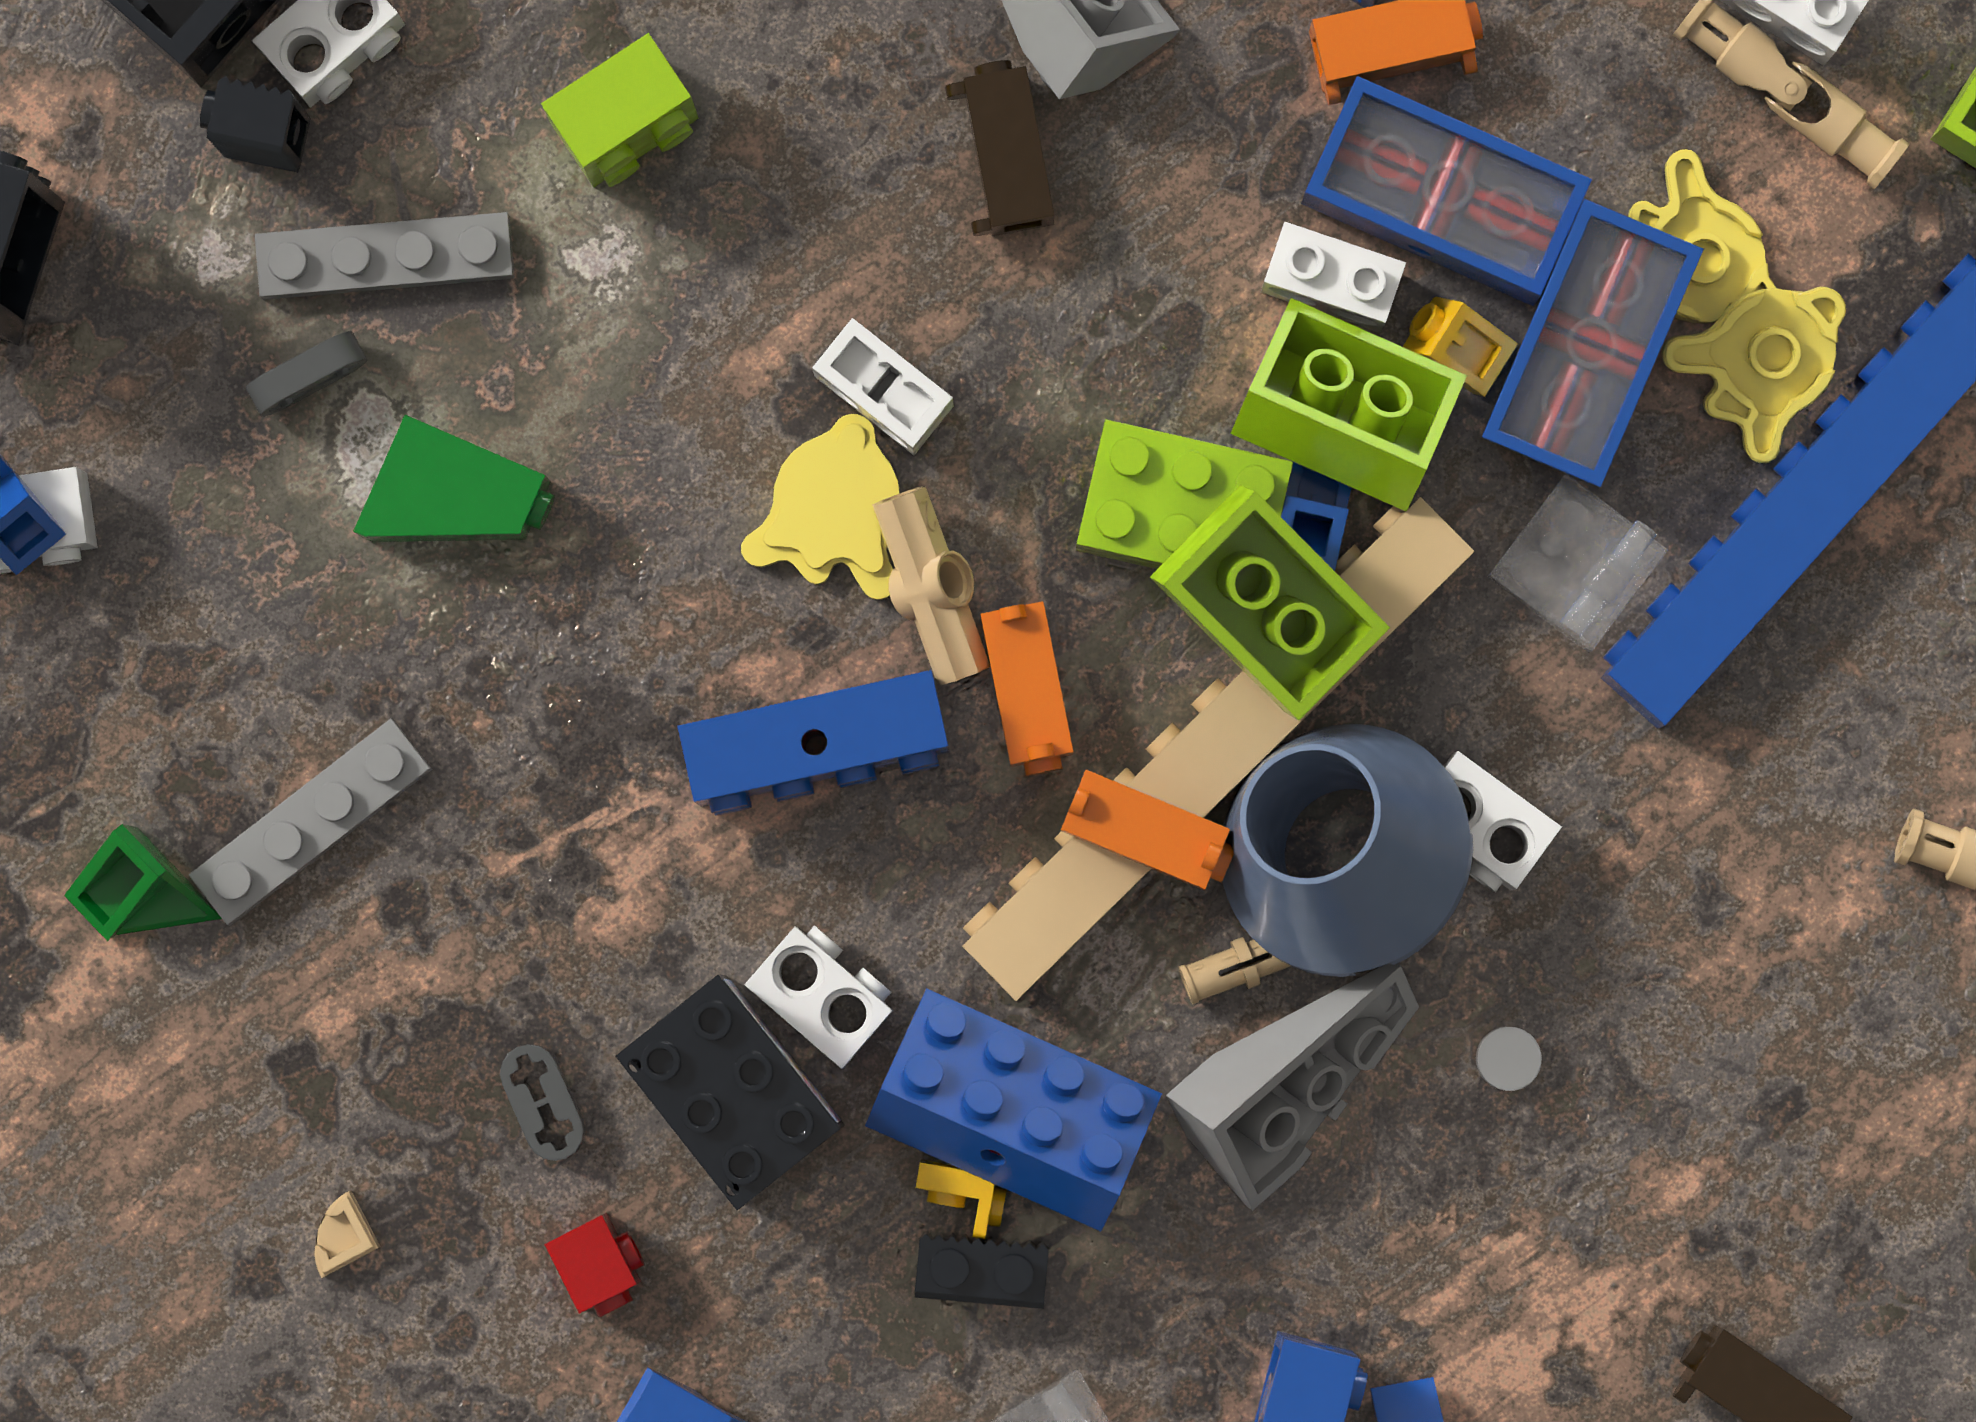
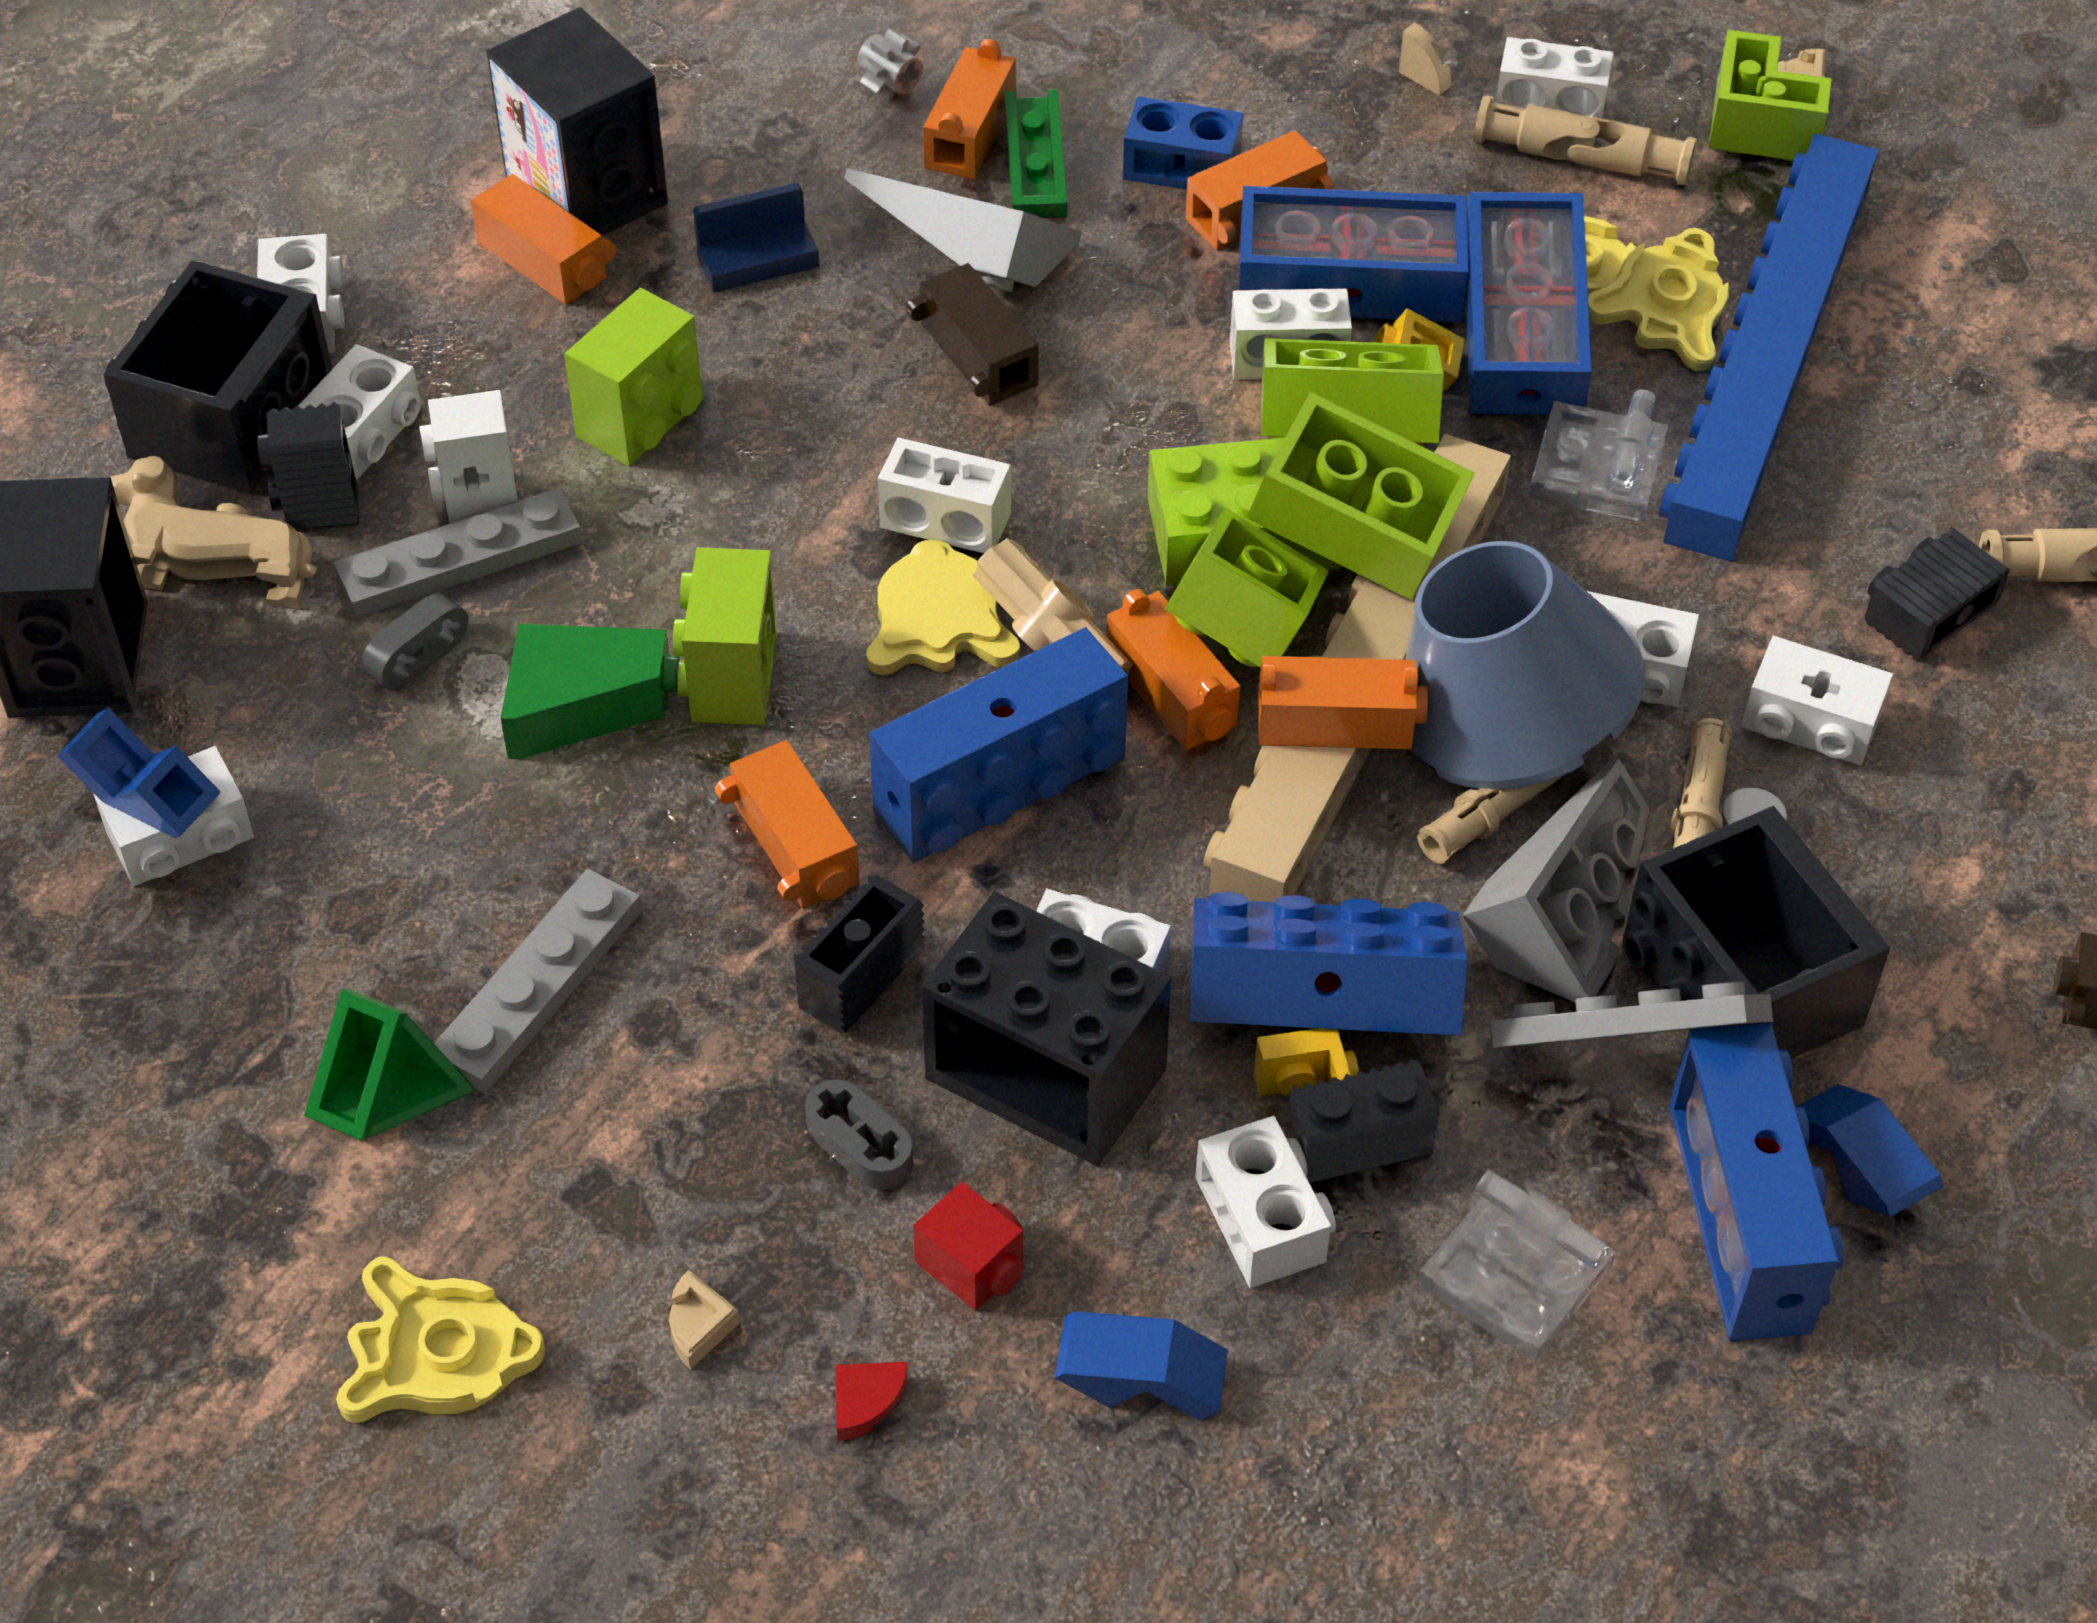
camera: 25 degrees left, 35 degrees down
(116, 1181) = (435, 1347): none -> light yellow tile
(126, 168) = (207, 542): none -> tan animal
(421, 168) = (471, 454): none -> white brick
(459, 1366) = (866, 1395): none -> red tile
(596, 743) = (793, 824): none -> orange brick
(601, 505) = (727, 636): none -> lime brick
(601, 929) = (859, 953): none -> black brick
(848, 1313) = (1251, 1203): none -> white brick
(1122, 646) = (1246, 590): none -> lime brick
(1251, 1289) = (1657, 1013): none -> light grey plate
(1412, 1231) = (1763, 914): none -> black container
(1459, 1034) = (1702, 782): none -> tan pin
(1670, 964) = (1816, 700): none -> white brick
(1826, 864) = (1934, 592): none -> black brick

